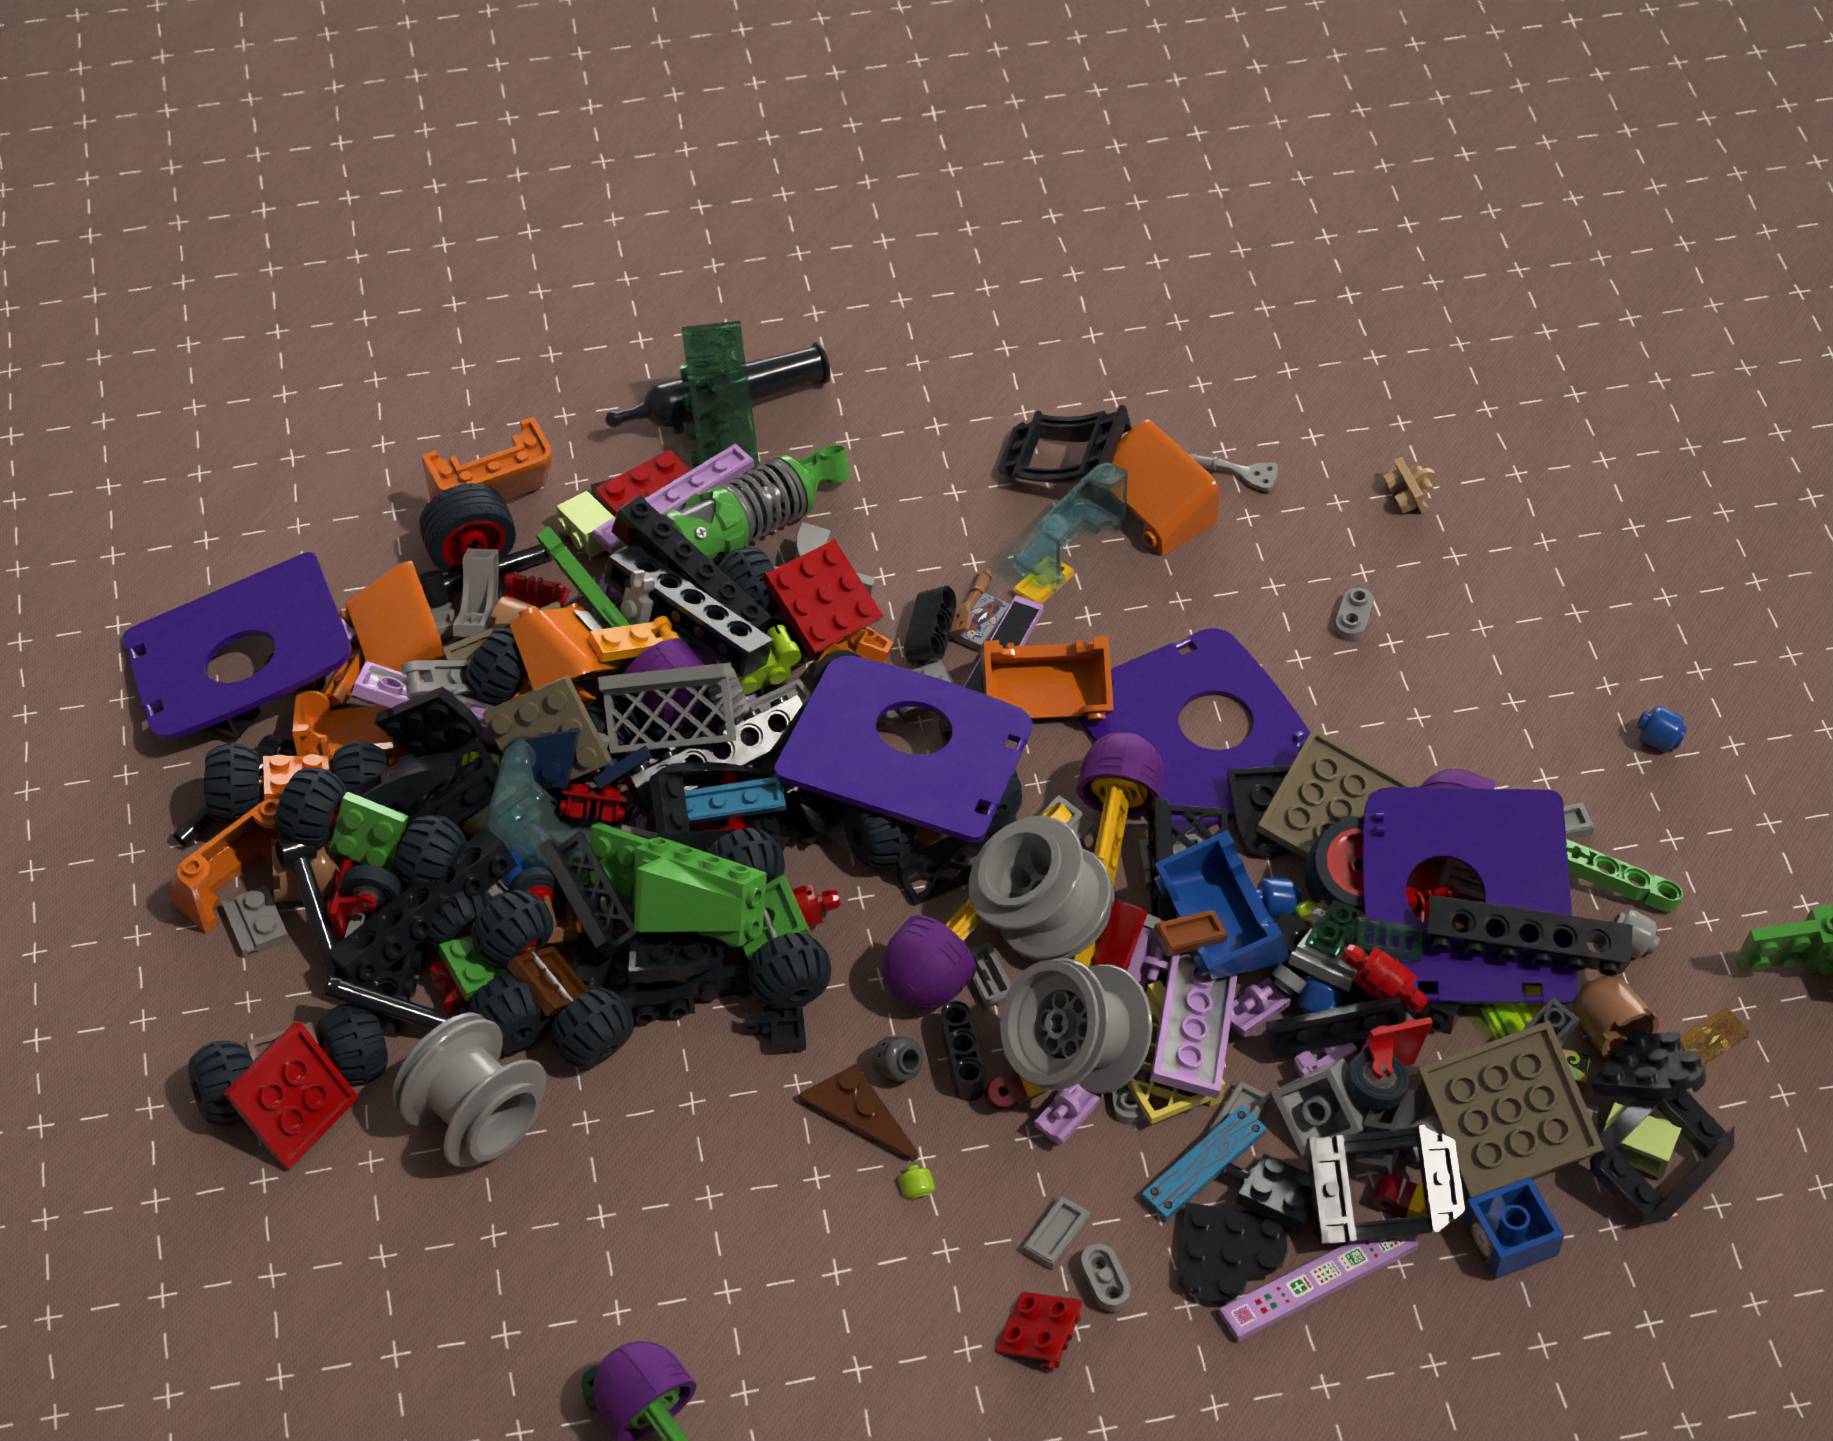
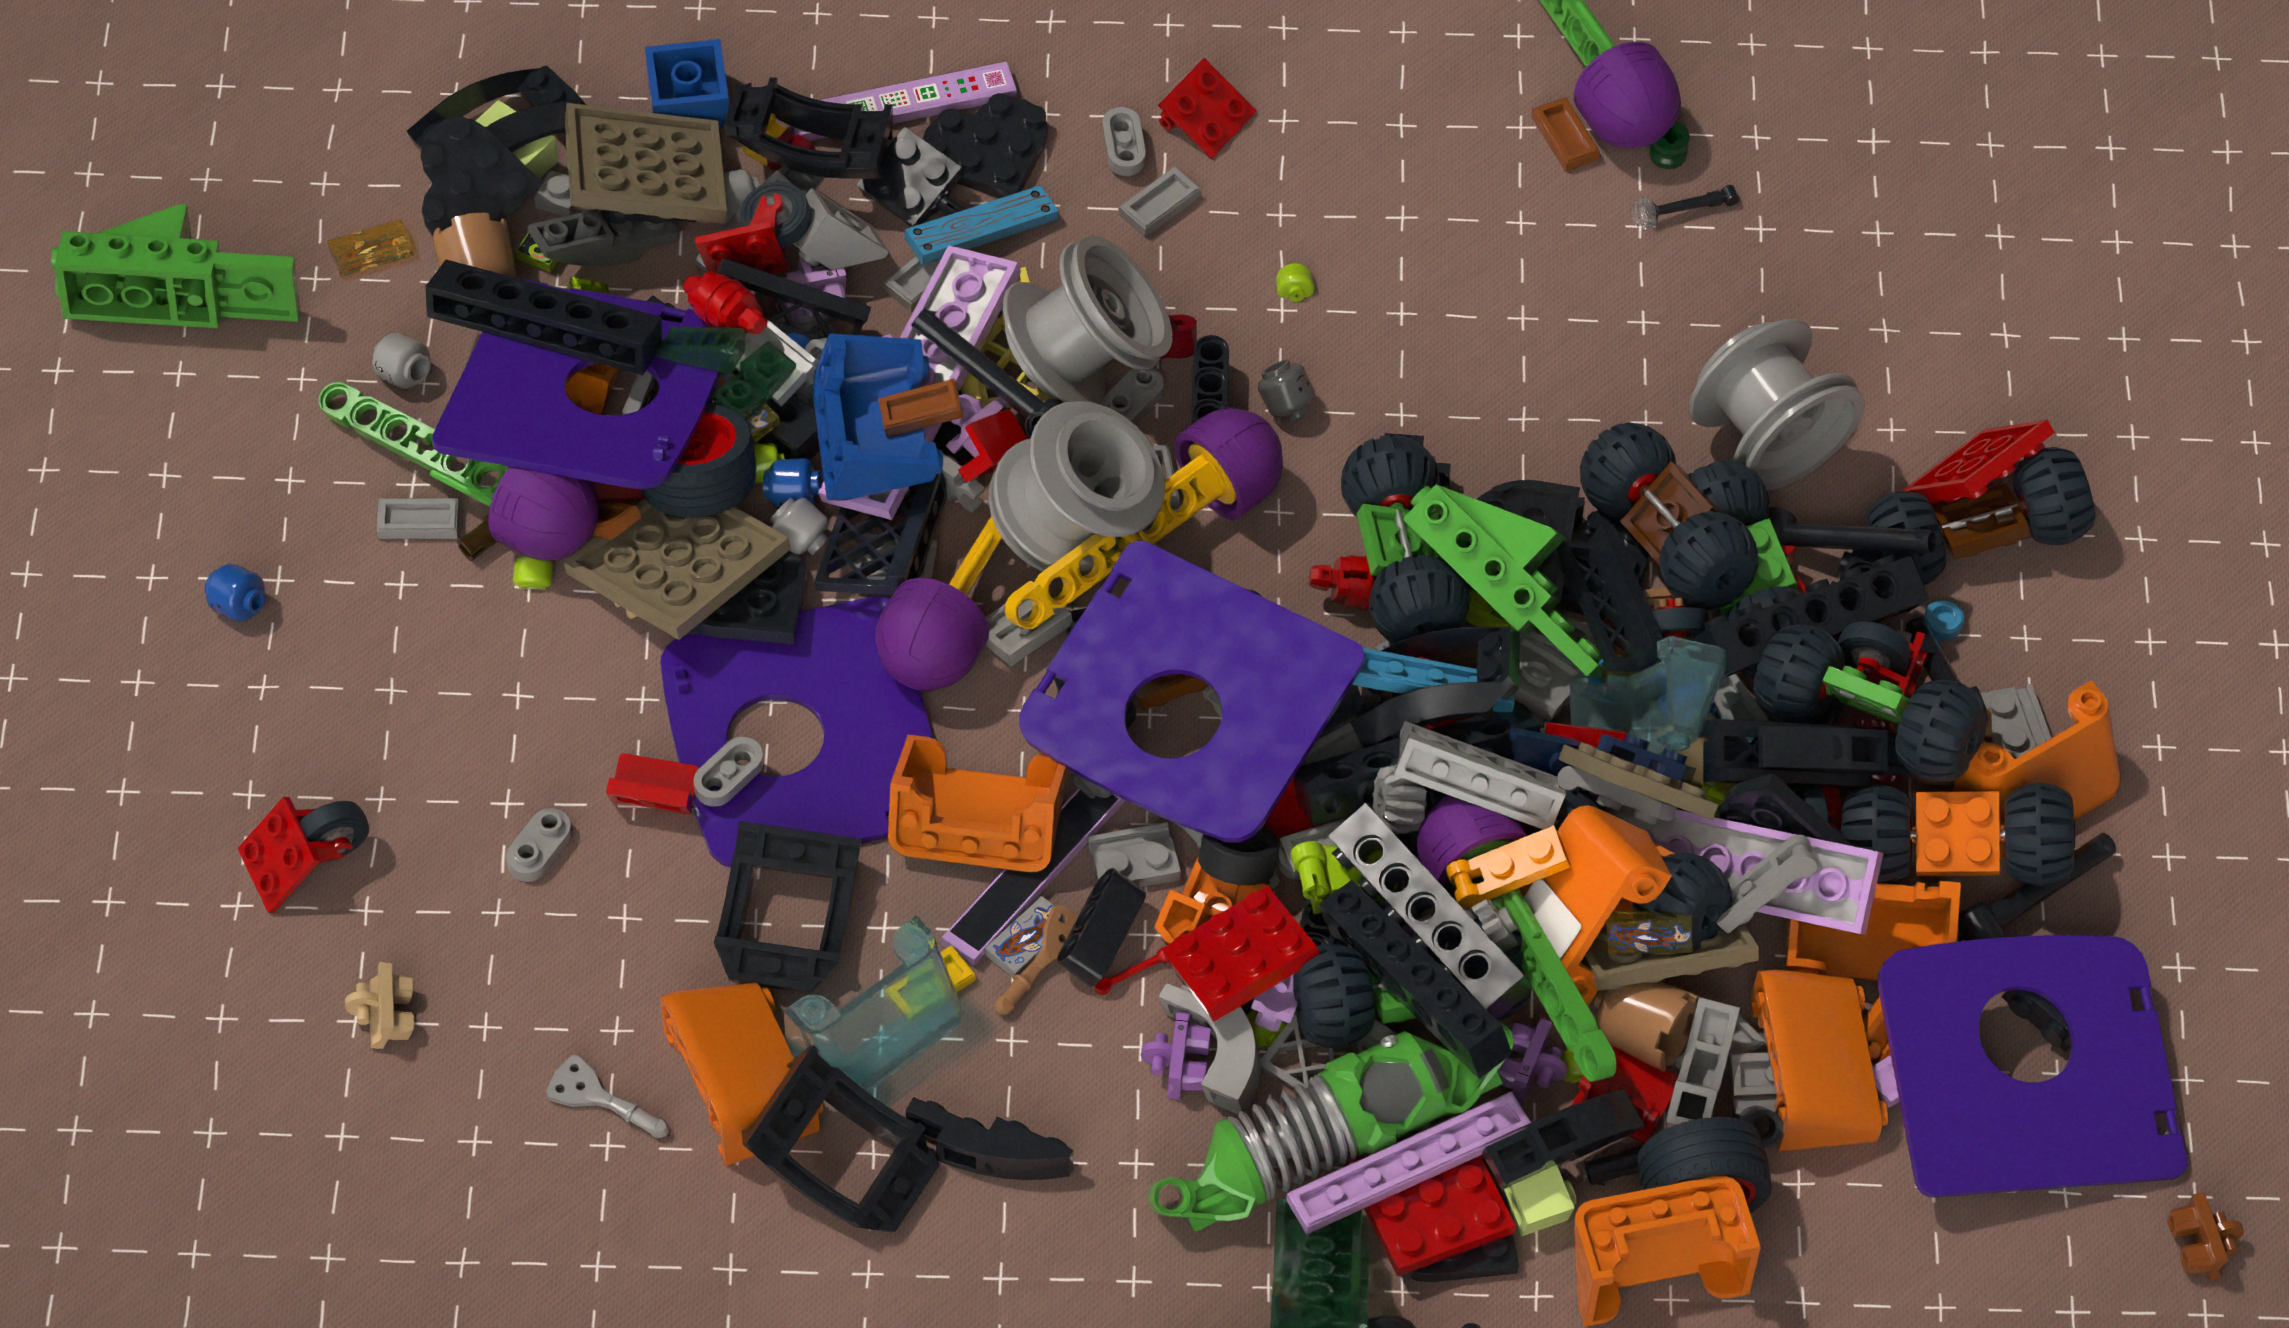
camera: 170 degrees left, 5 degrees up
(99, 589) = (2212, 1236): none -> dark orange hips
(313, 998) = (1944, 619): none -> dark azure tile
(568, 521) = (1562, 1137): none -> black slope
(611, 1310) = (1646, 212): none -> black piece
(711, 1396) = (1565, 134): none -> dark orange tile
(853, 1102) = (1342, 370): reddish brown wing -> none
(865, 558) = (1186, 1039): none -> medium lavender hips
(883, 629) = (1104, 985): none -> red hinge
(961, 479) = (1002, 1152): none -> black slope
(1153, 975) = (983, 368): none -> black piece
(1162, 622) = (790, 852): none -> black wedge
(1235, 679) = (725, 772): none -> light grey plate
(1261, 862) = (802, 524): none -> light grey head
(1288, 656) = (653, 783): none -> red panel
(1508, 566) = (295, 841): none -> red plate

